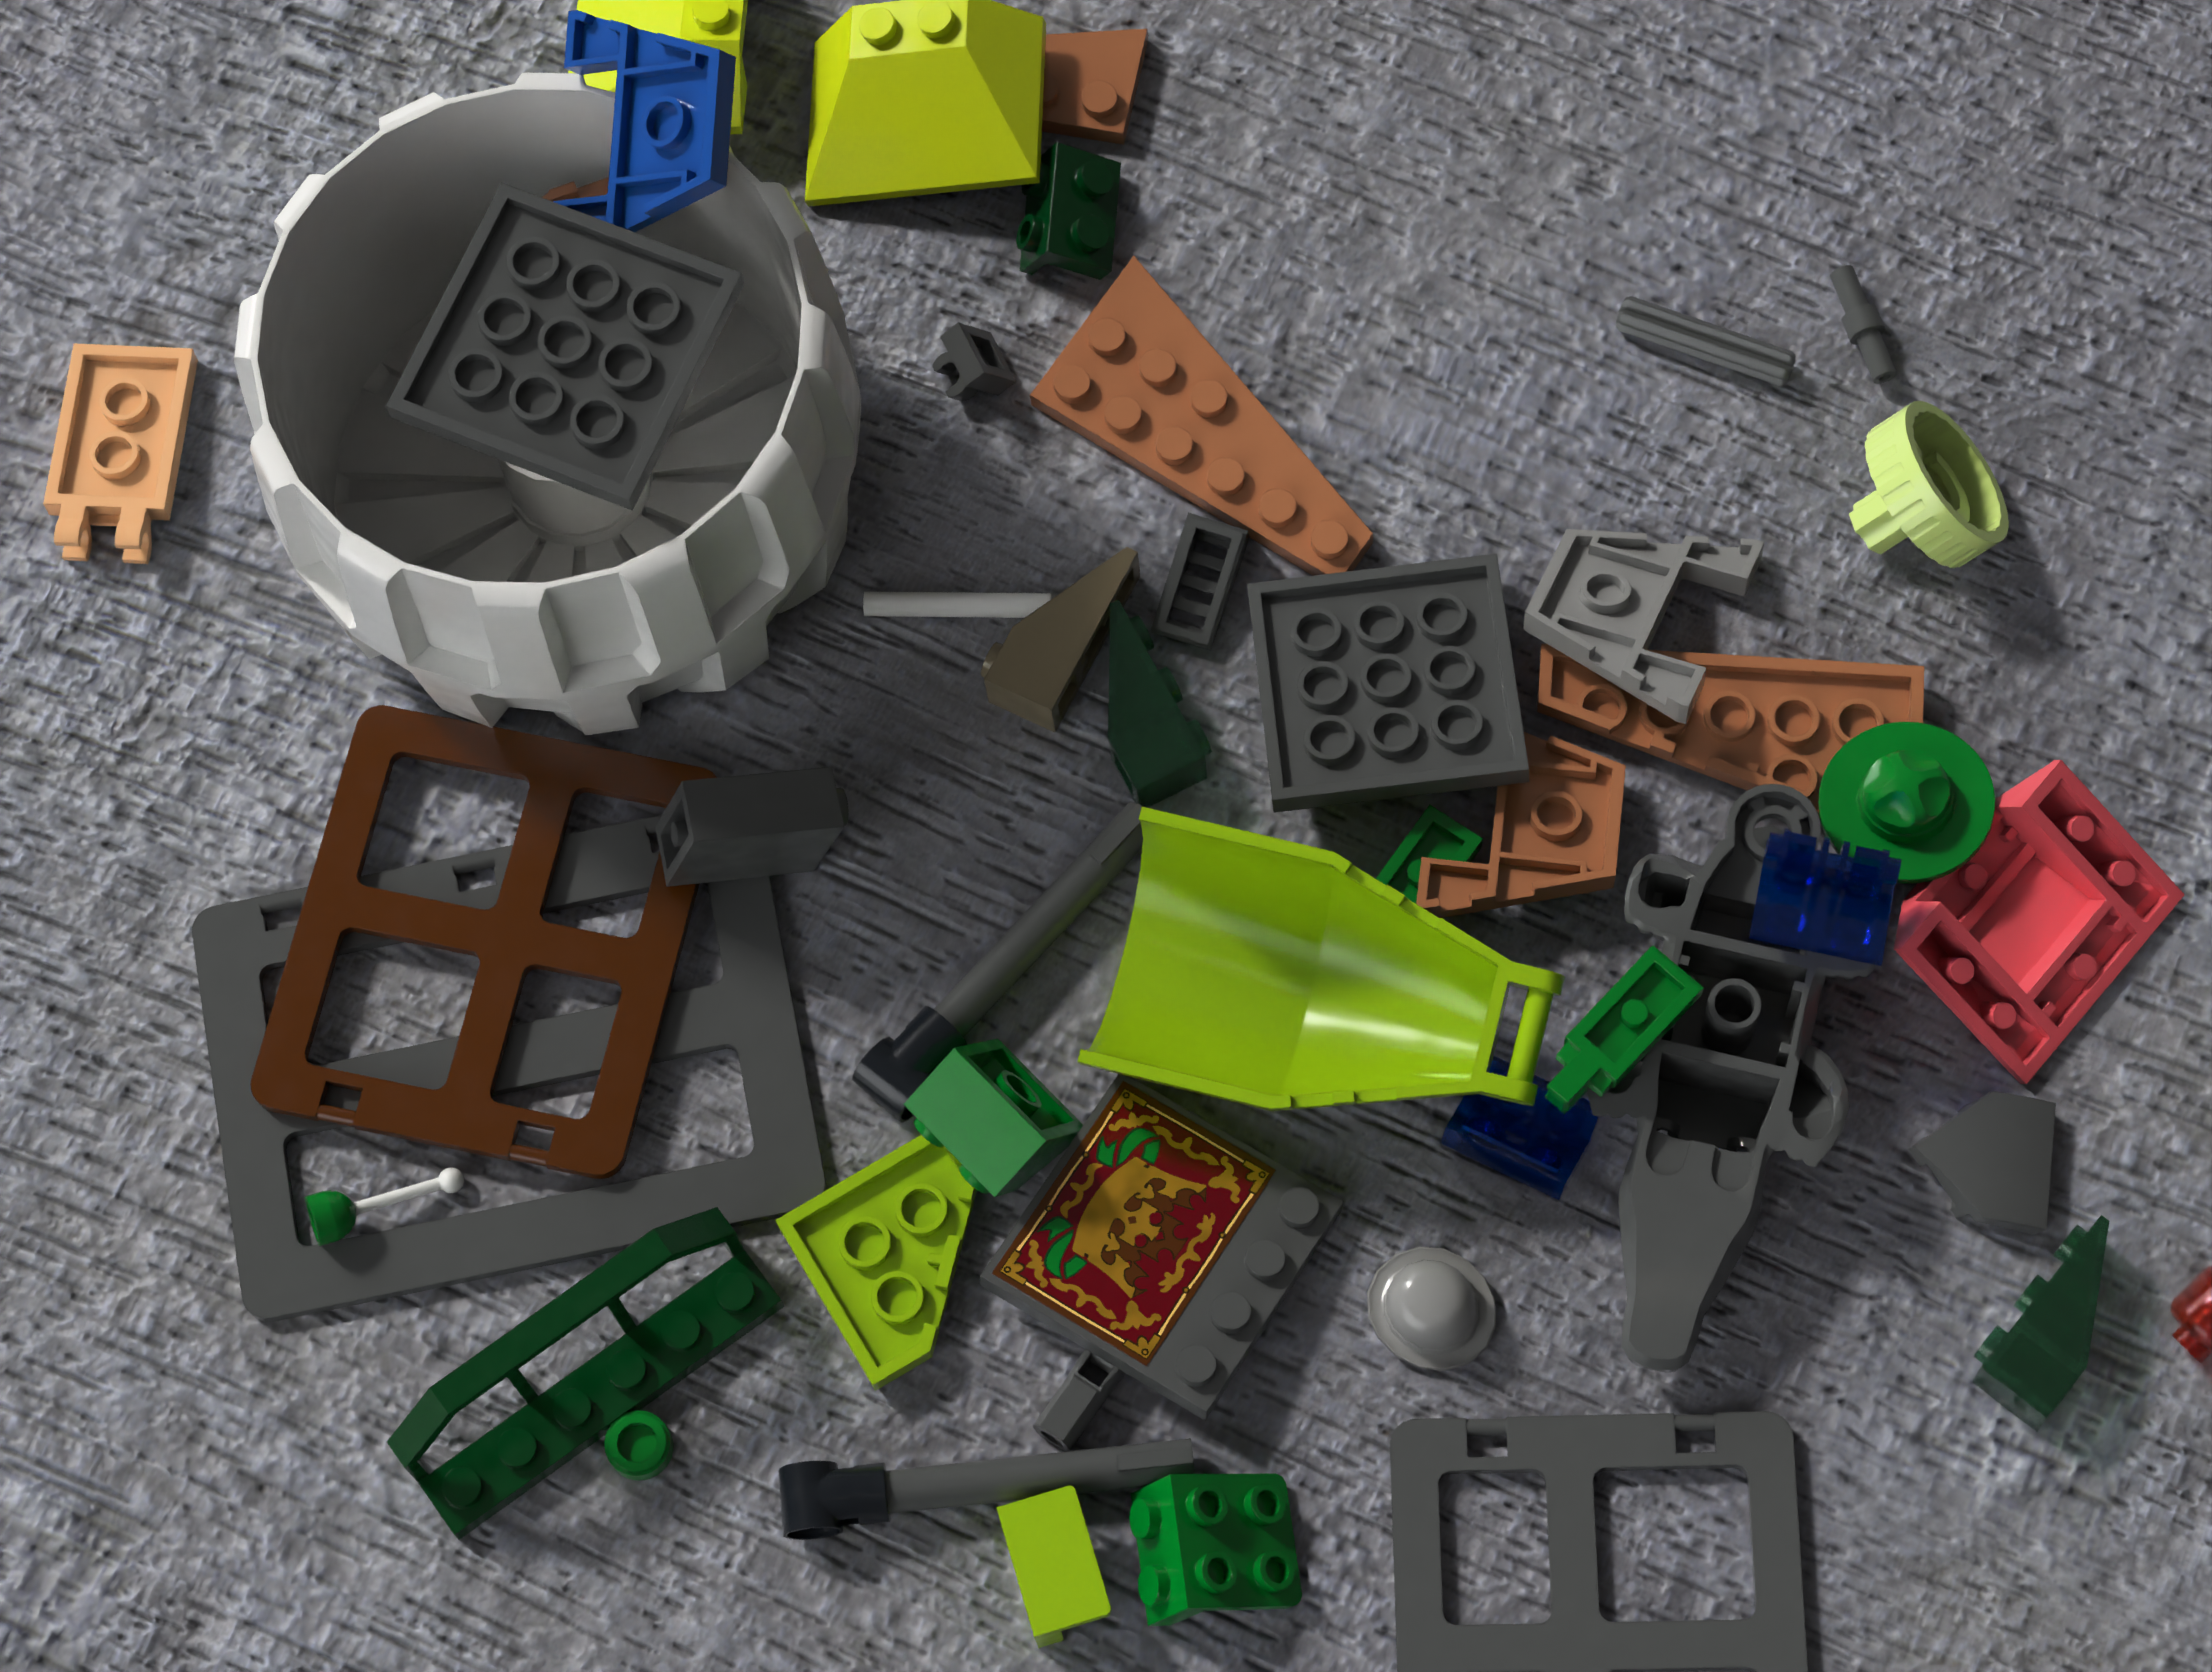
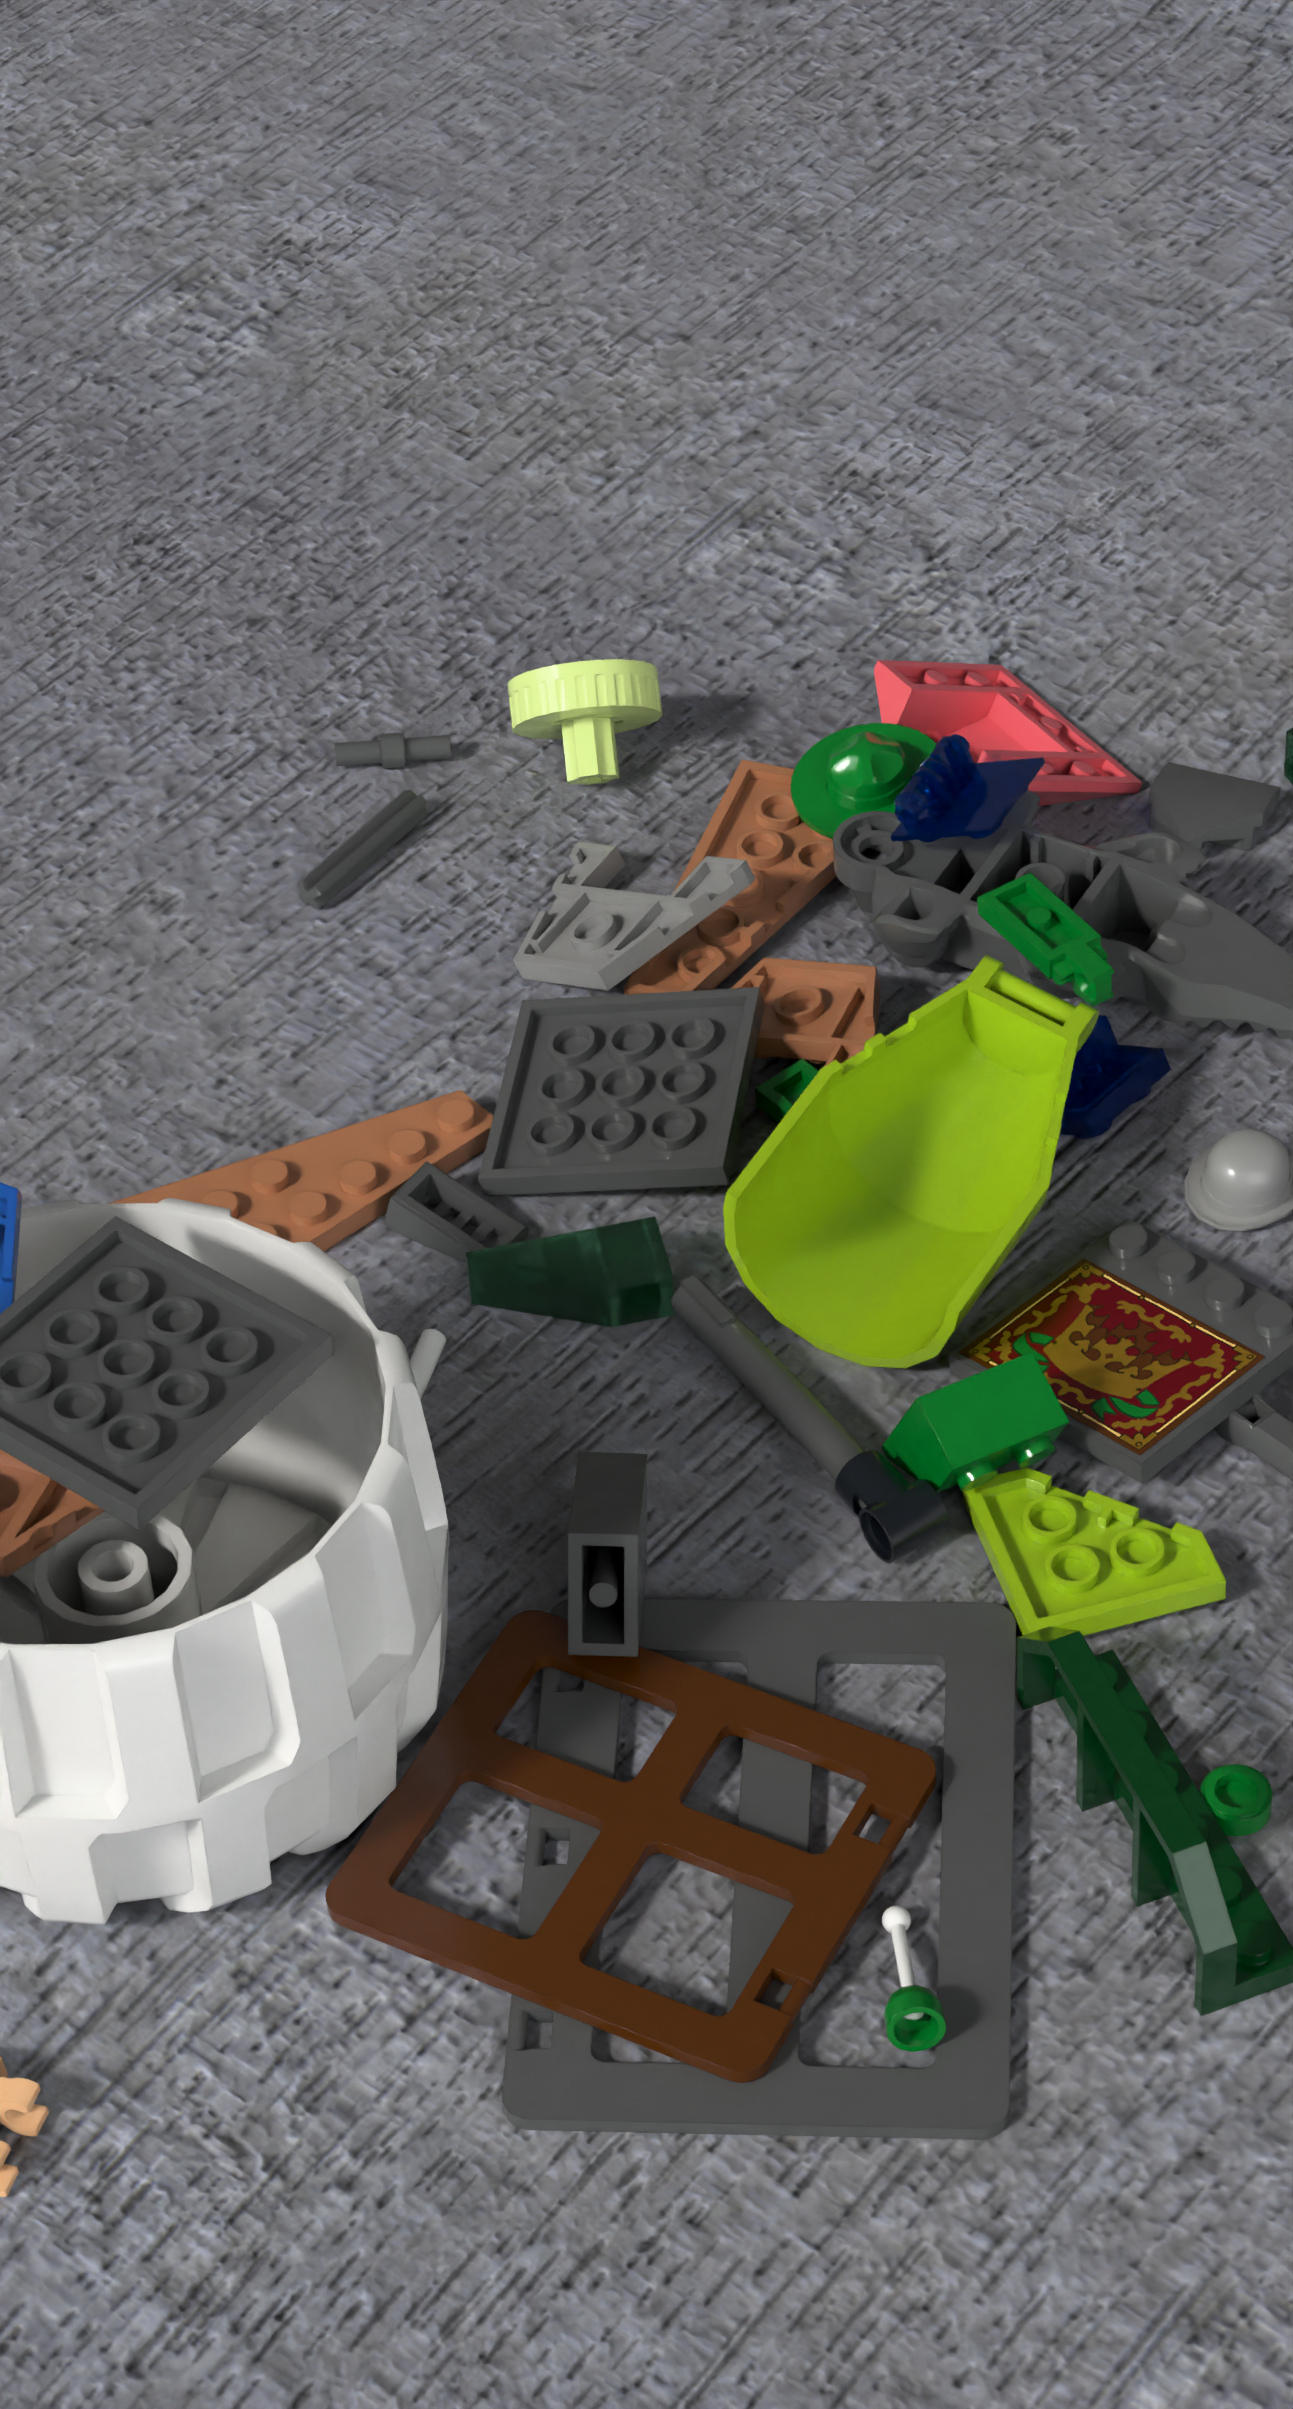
camera: 80 degrees left, 25 degrees down
(1056, 645) = (496, 1333): dark tan slope -> none

